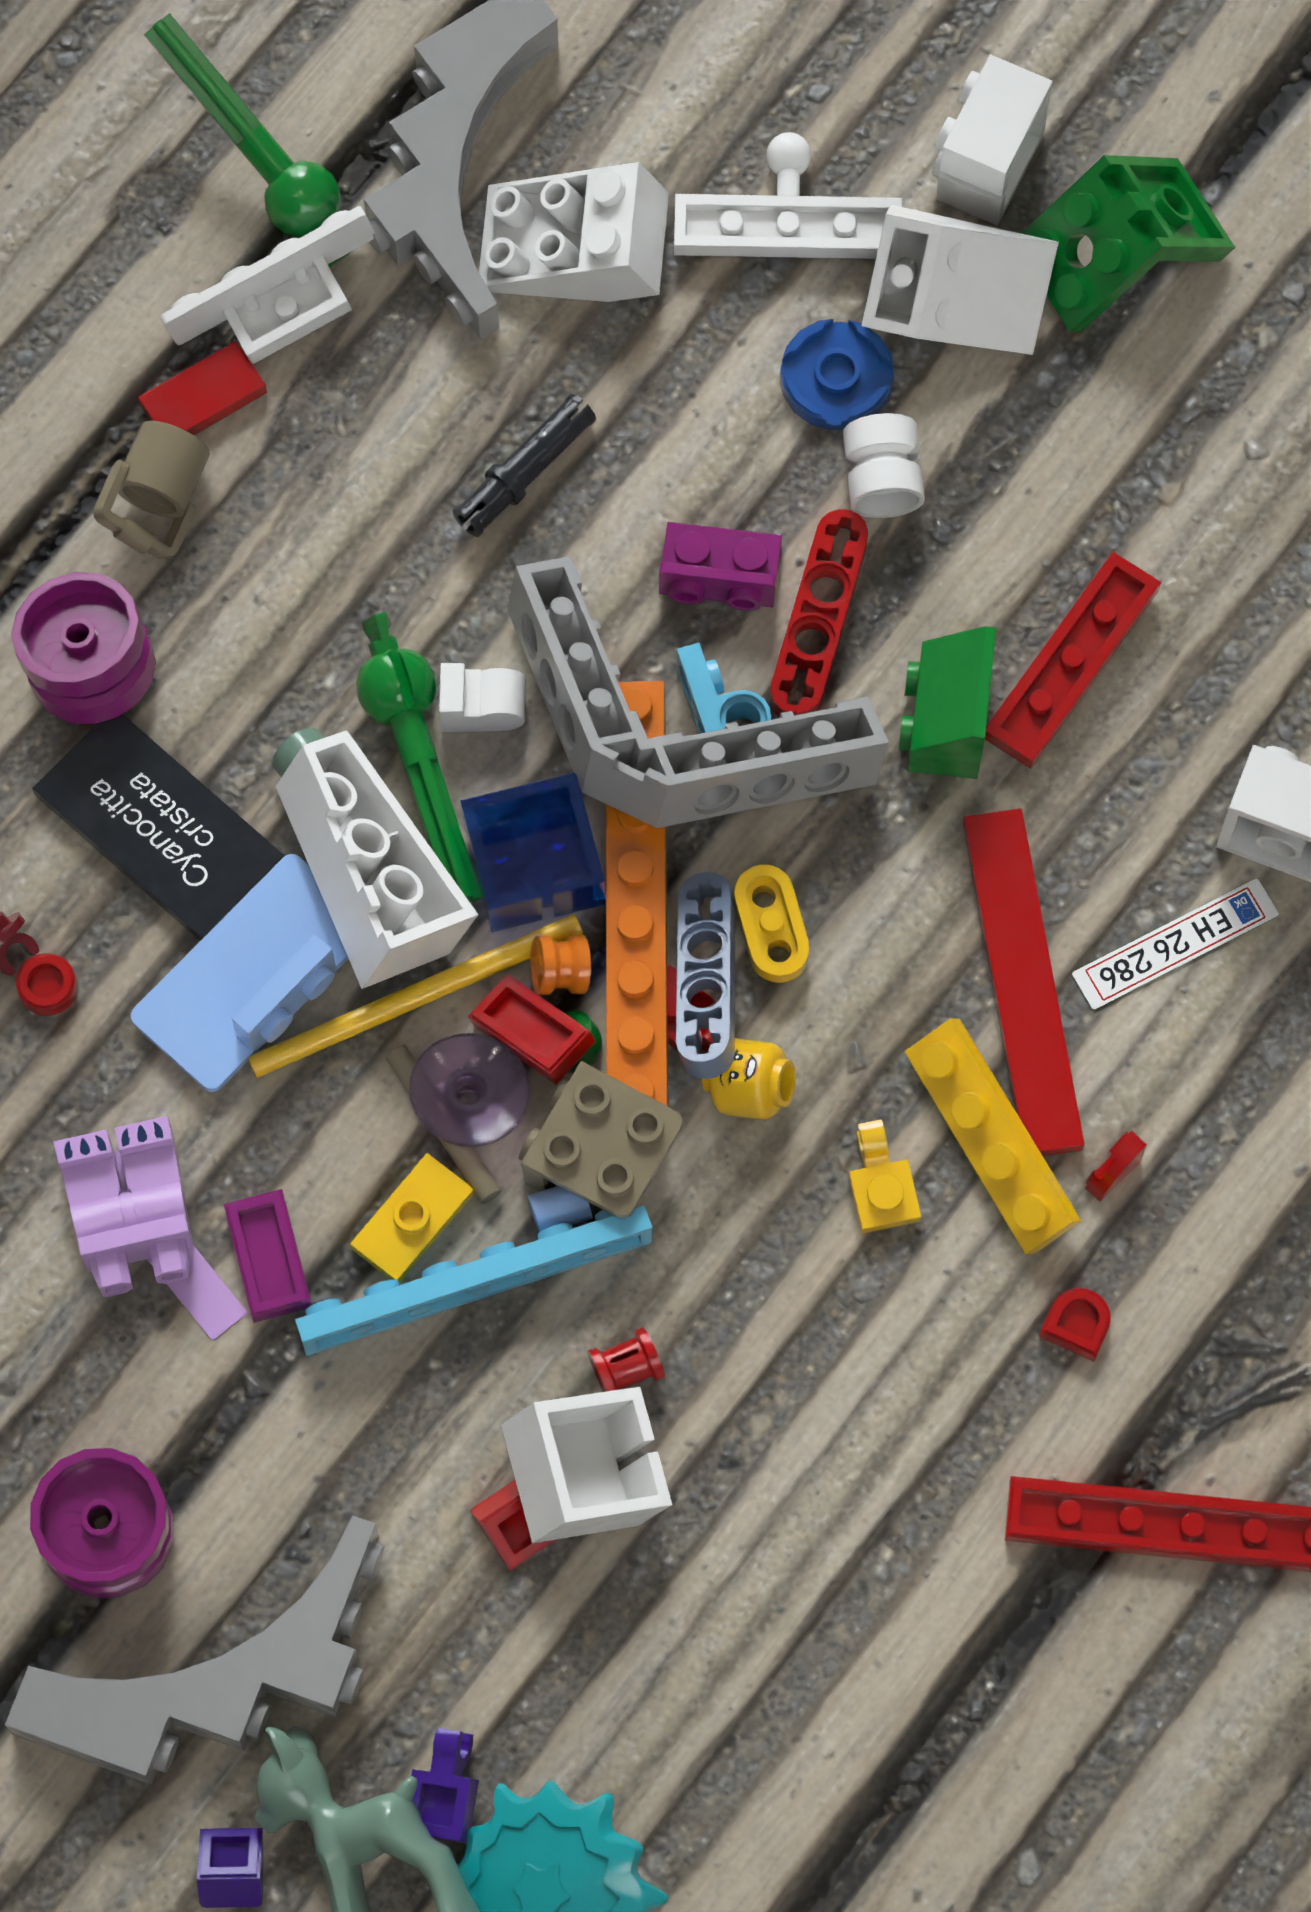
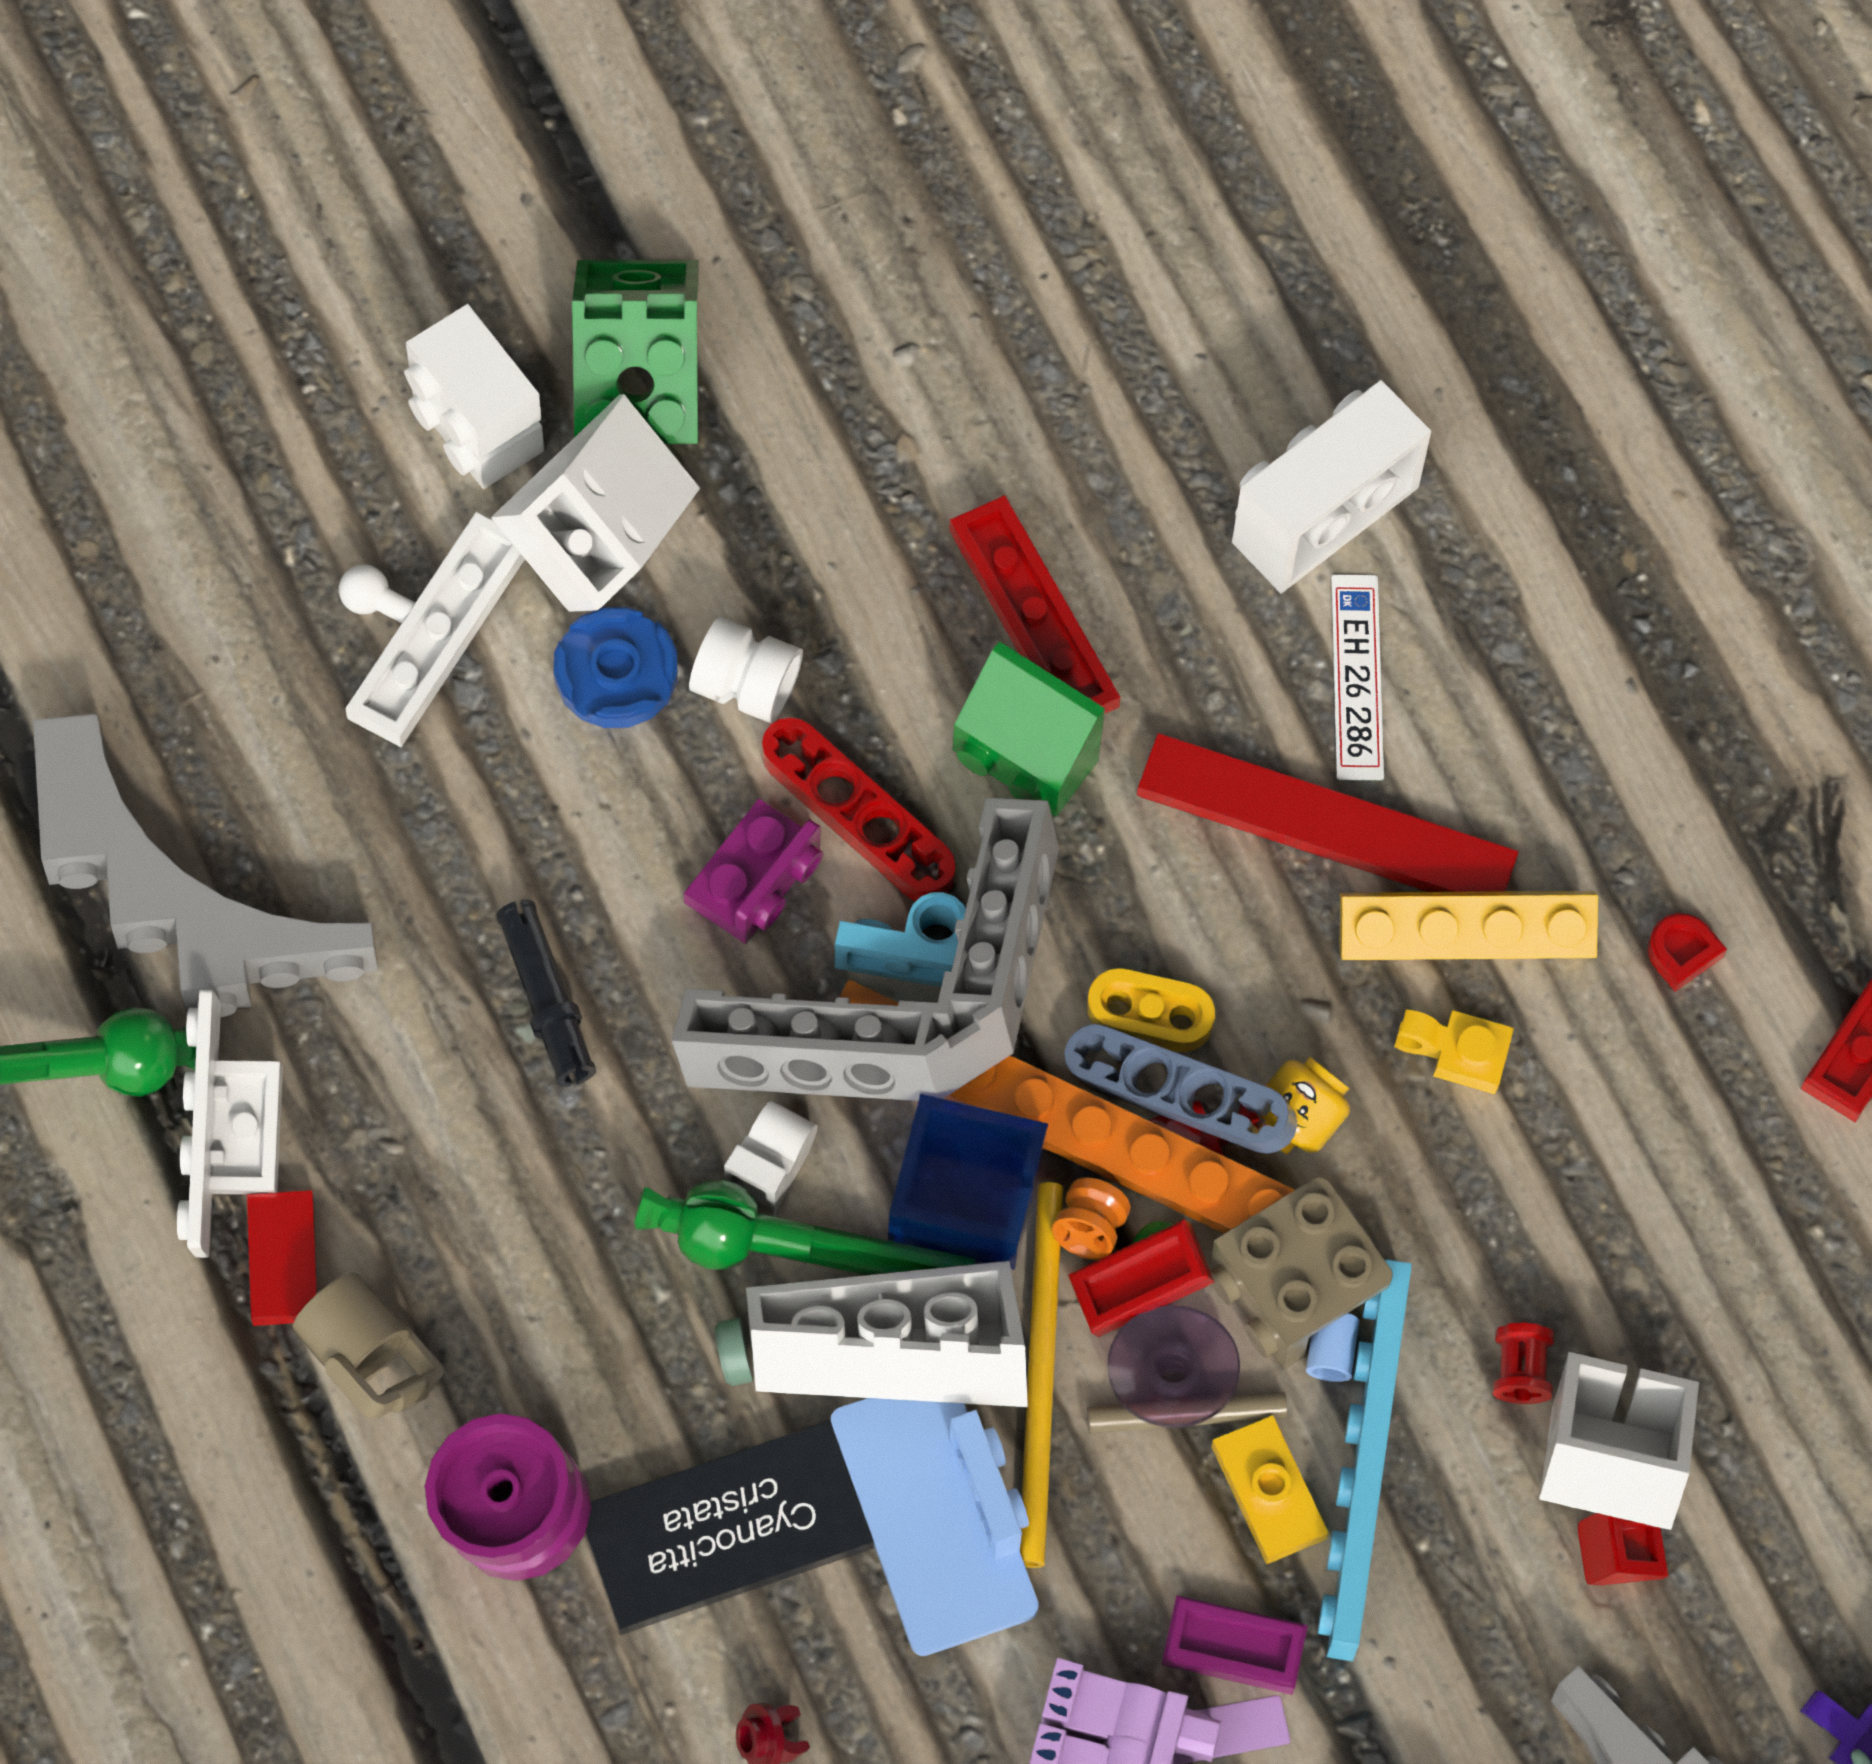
camera: 65 degrees left, 5 degrees down
(46, 984) = (834, 1719): red tile -> none
(576, 235) = (328, 822): white slope -> none
(1125, 1157) = (1553, 834): red tile -> none

